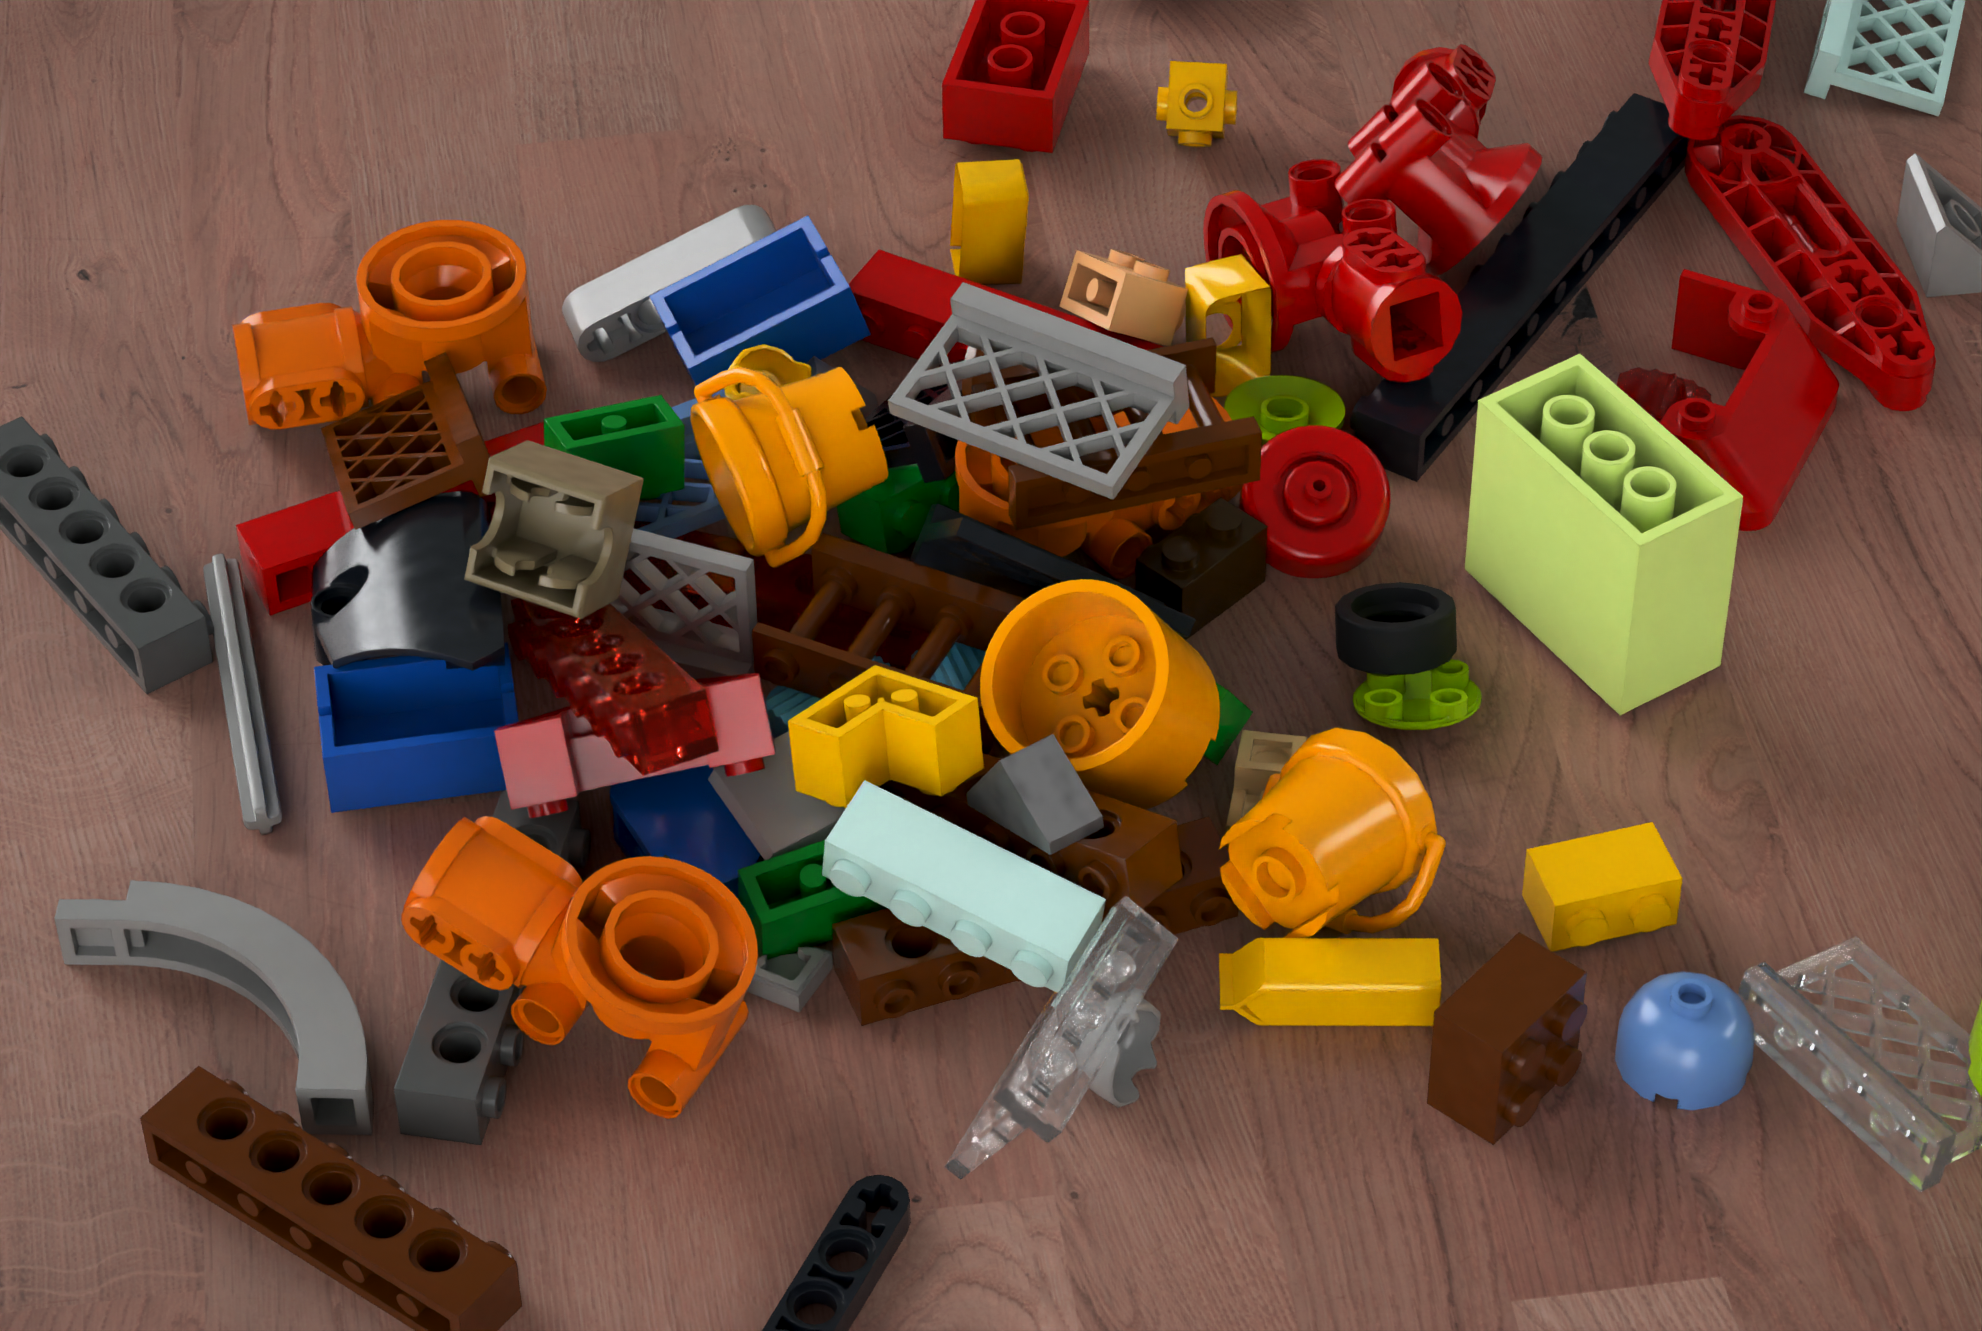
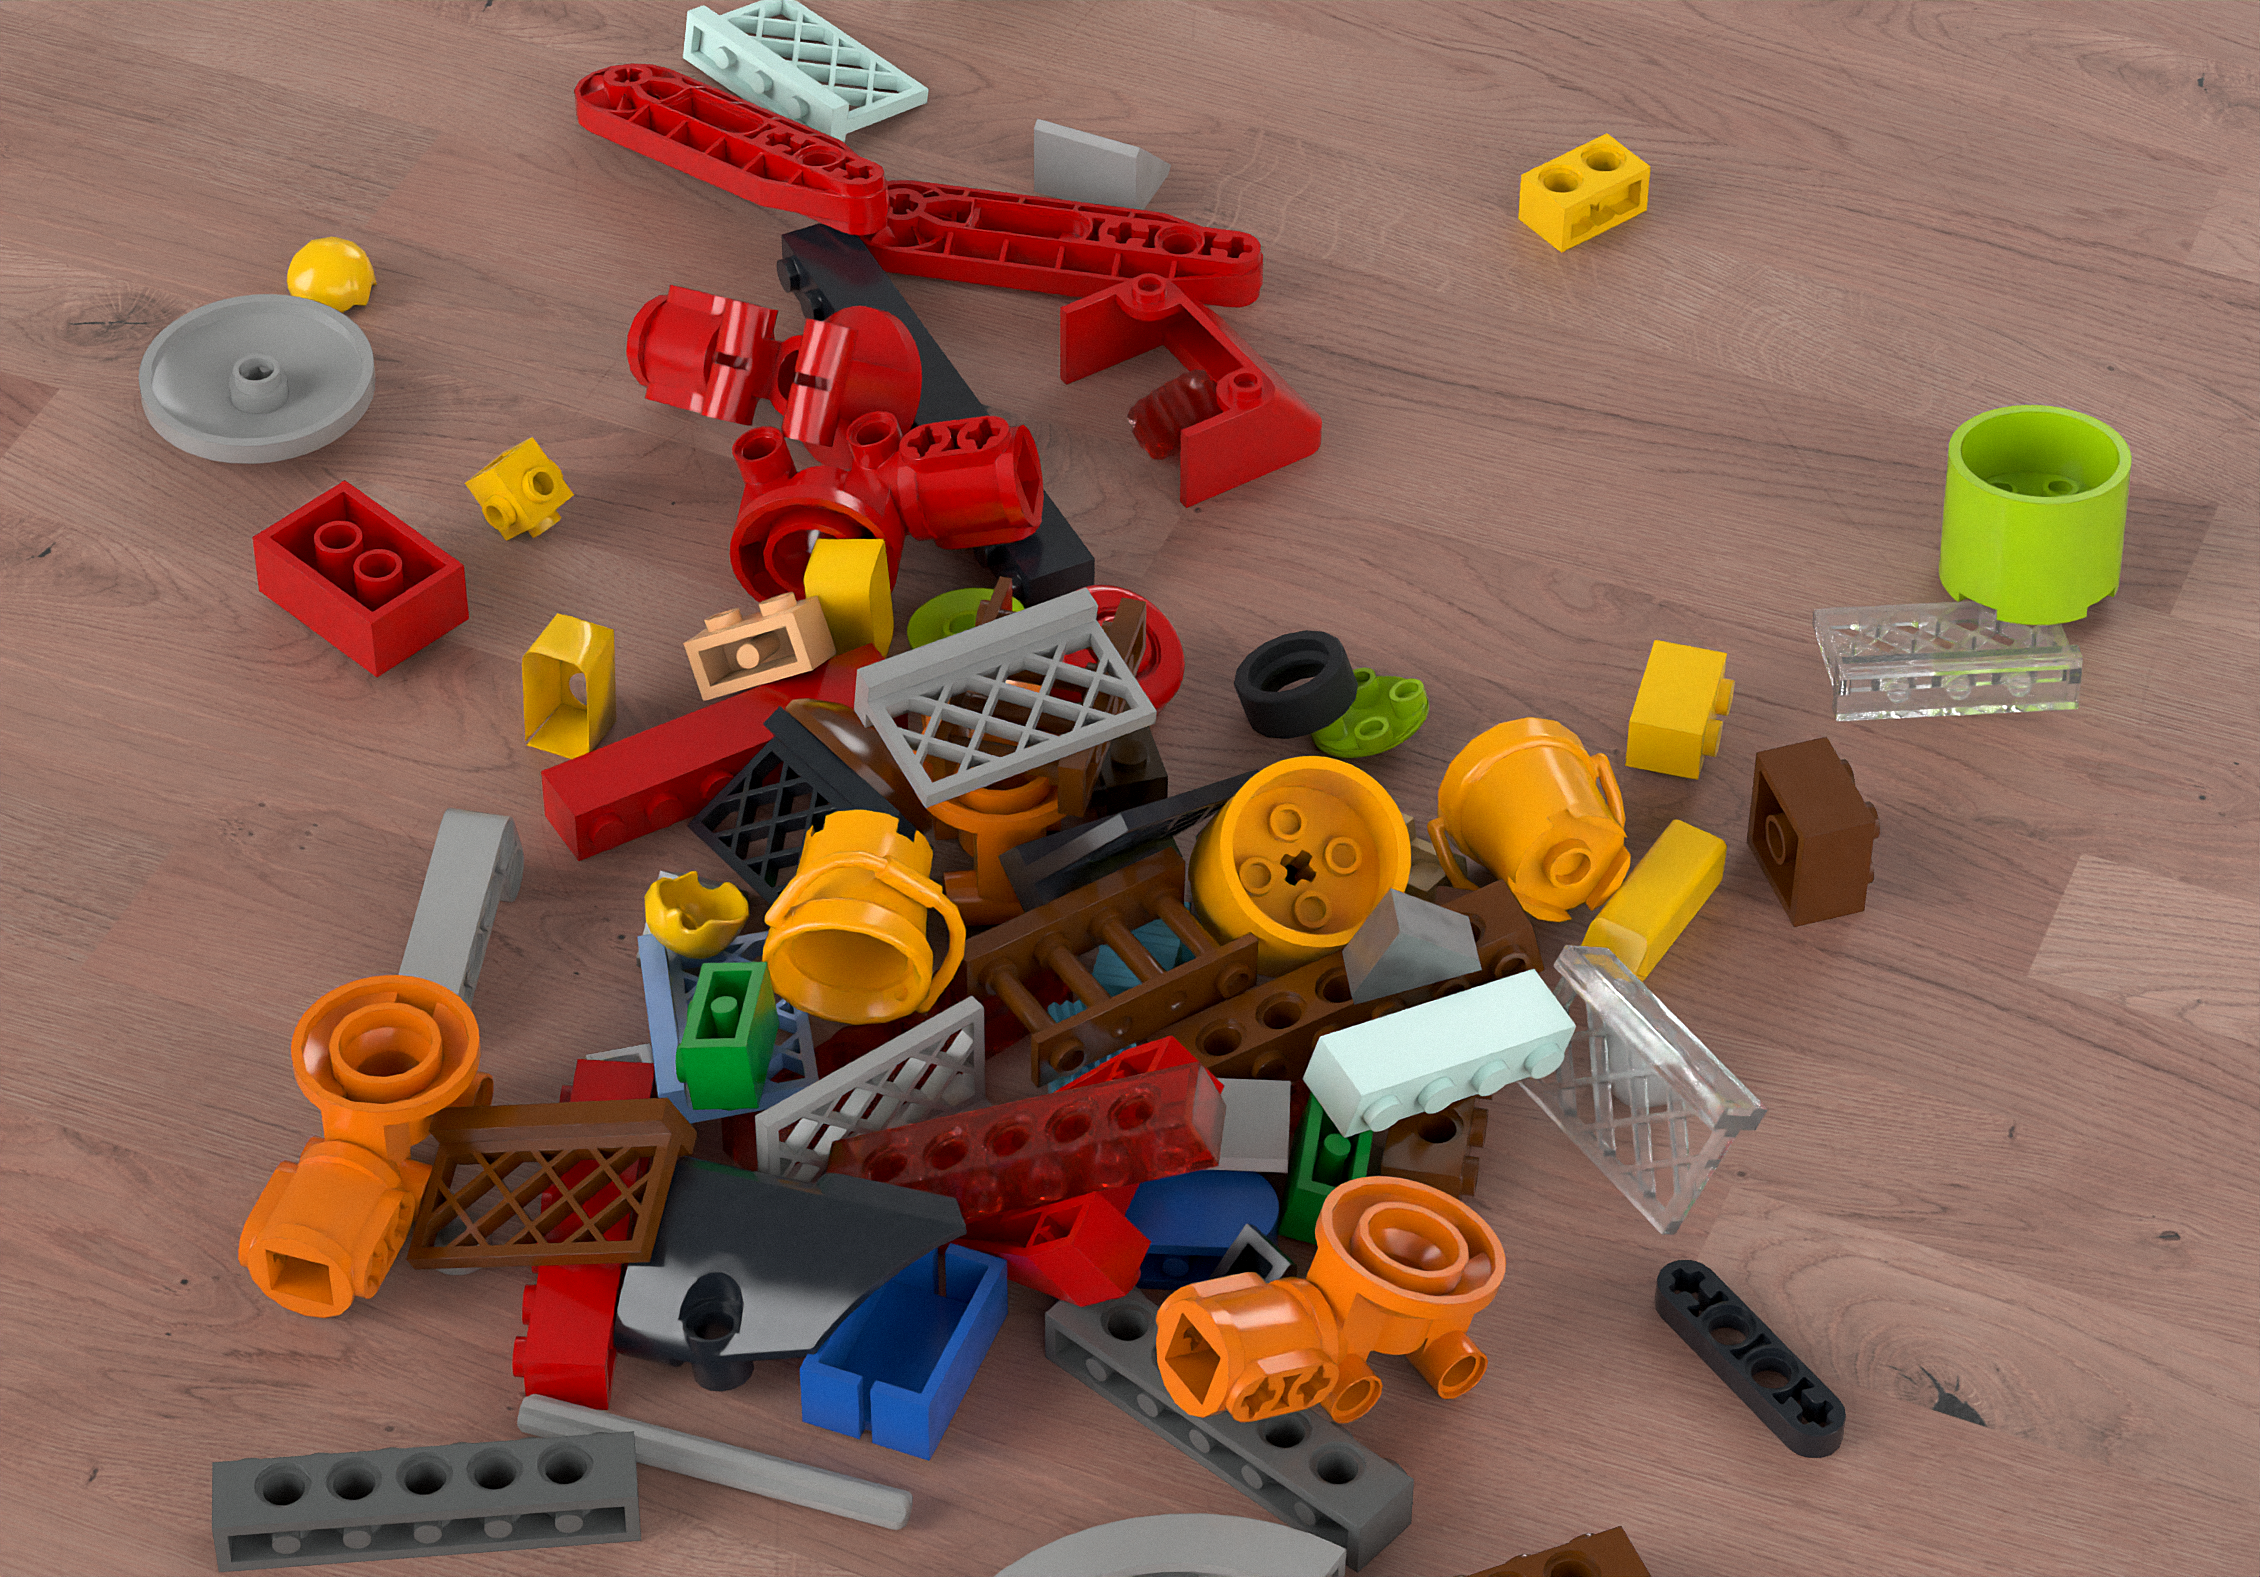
camera: 60 degrees left, 0 degrees up
(556, 529) = (857, 1092): dark tan piece -> none
(768, 293) = (567, 884): blue piece -> none
(884, 731) = (1257, 1002): yellow brick -> none
(1601, 532) = (1354, 497): yellowish green brick -> none
(1685, 1040) = (1868, 734): medium blue cylinder -> none

